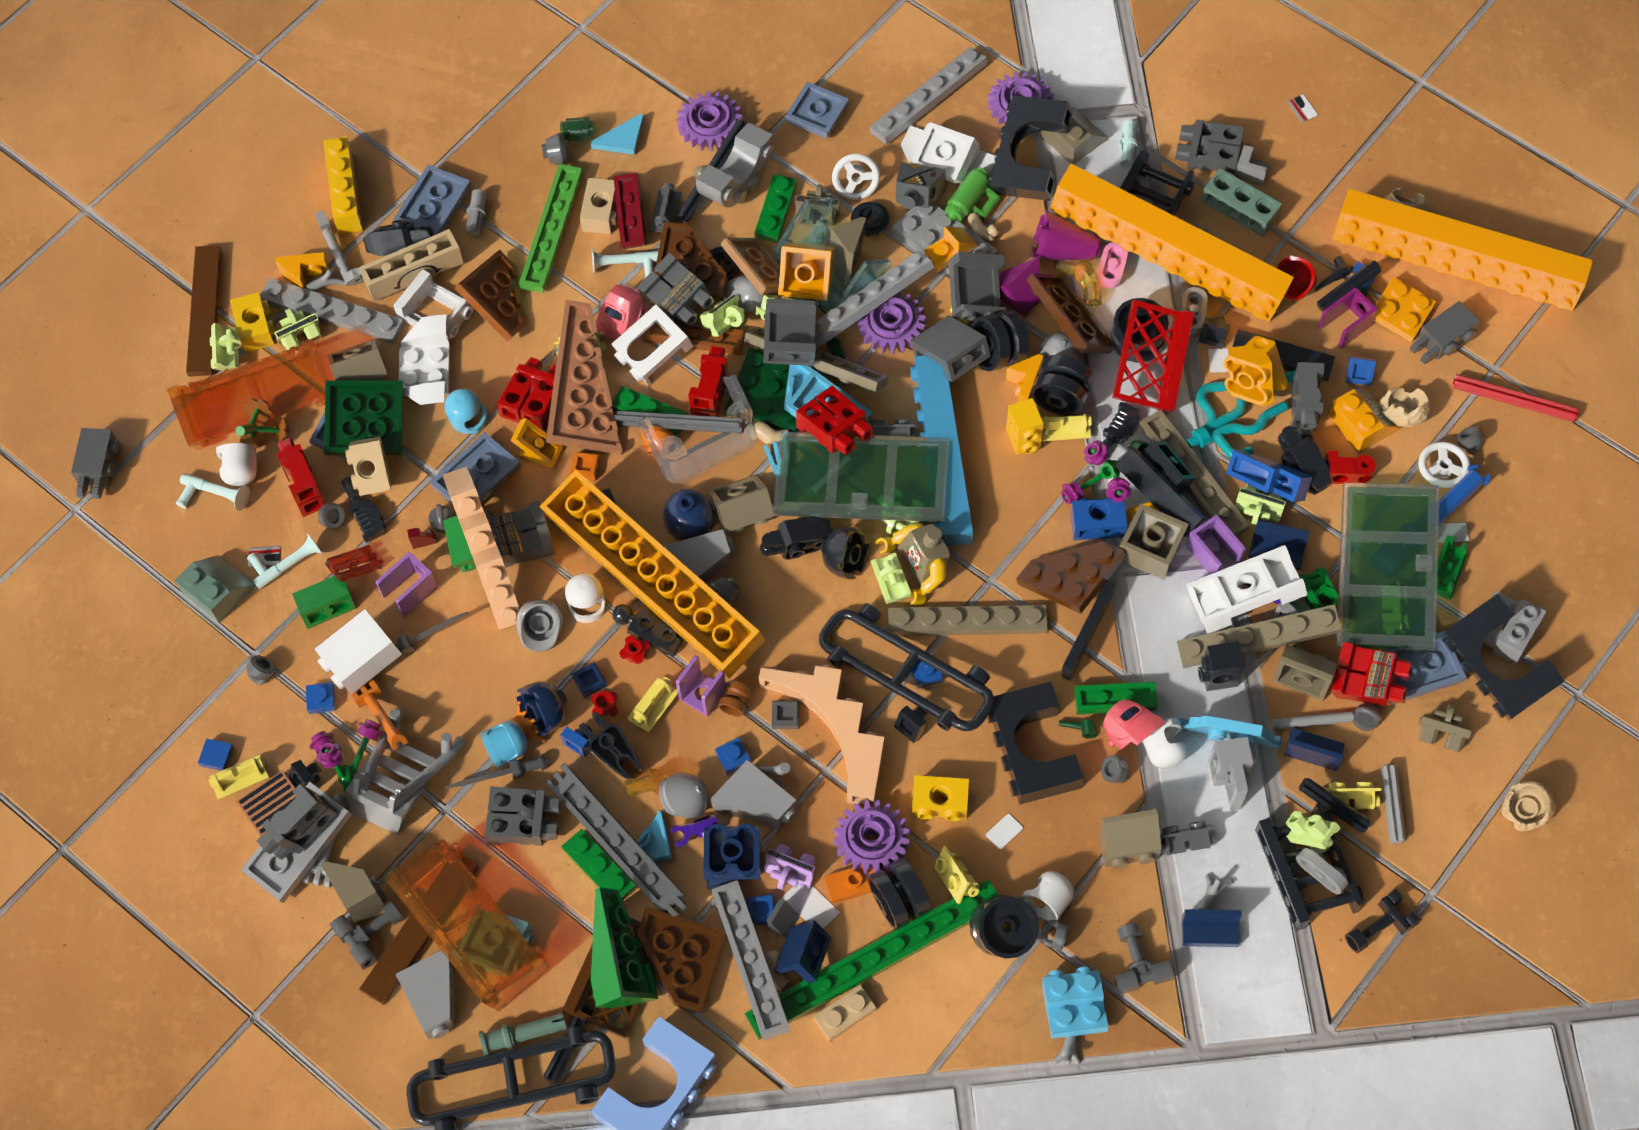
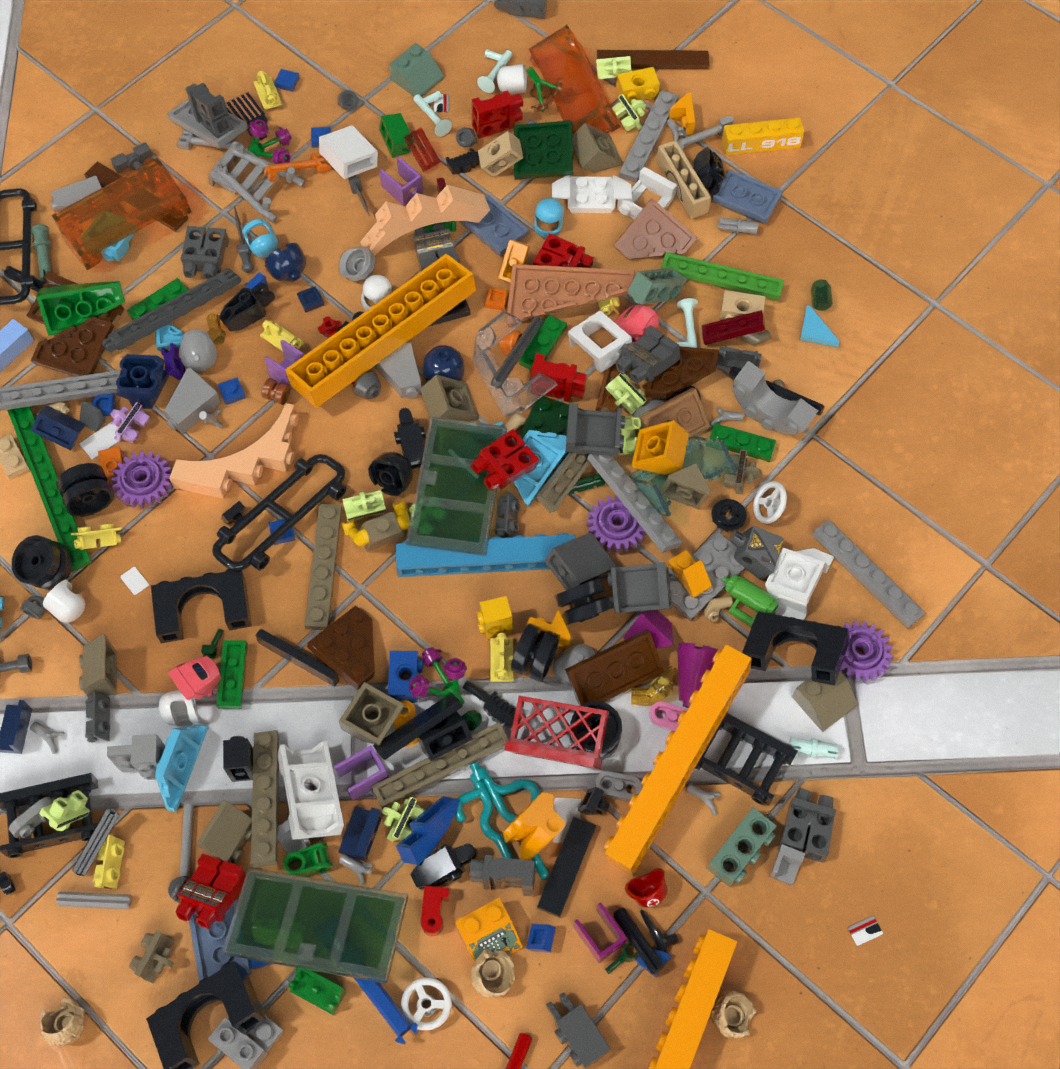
camera: 90 degrees right, 0 degrees up
(357, 892) = (164, 145): dark tan slope -> none
(555, 149) = (799, 279): dark grey cone -> none
(581, 281) = (656, 285): none -> sand green brick
(605, 697) = (290, 303): red plate -> none
(707, 120) = (845, 395): medium lavender gear -> none
(742, 221) = (727, 415): none -> light grey bar
(785, 715) = (259, 427): dark grey tile -> none
(817, 110) = (846, 478): sand blue plate -> none
(929, 787) = (169, 542): yellow brick -> none
(1115, 769) = (164, 665): dark grey tile -> none
(1314, 749) = (156, 836): dark blue panel -> none
(1315, 546) = (357, 867): none -> light grey bar
(1403, 309) = (612, 994): light orange plate -> none
(1456, 530) = (359, 1006): white sticker -> none
(1470, 438) = (456, 1039): dark grey tile -> none

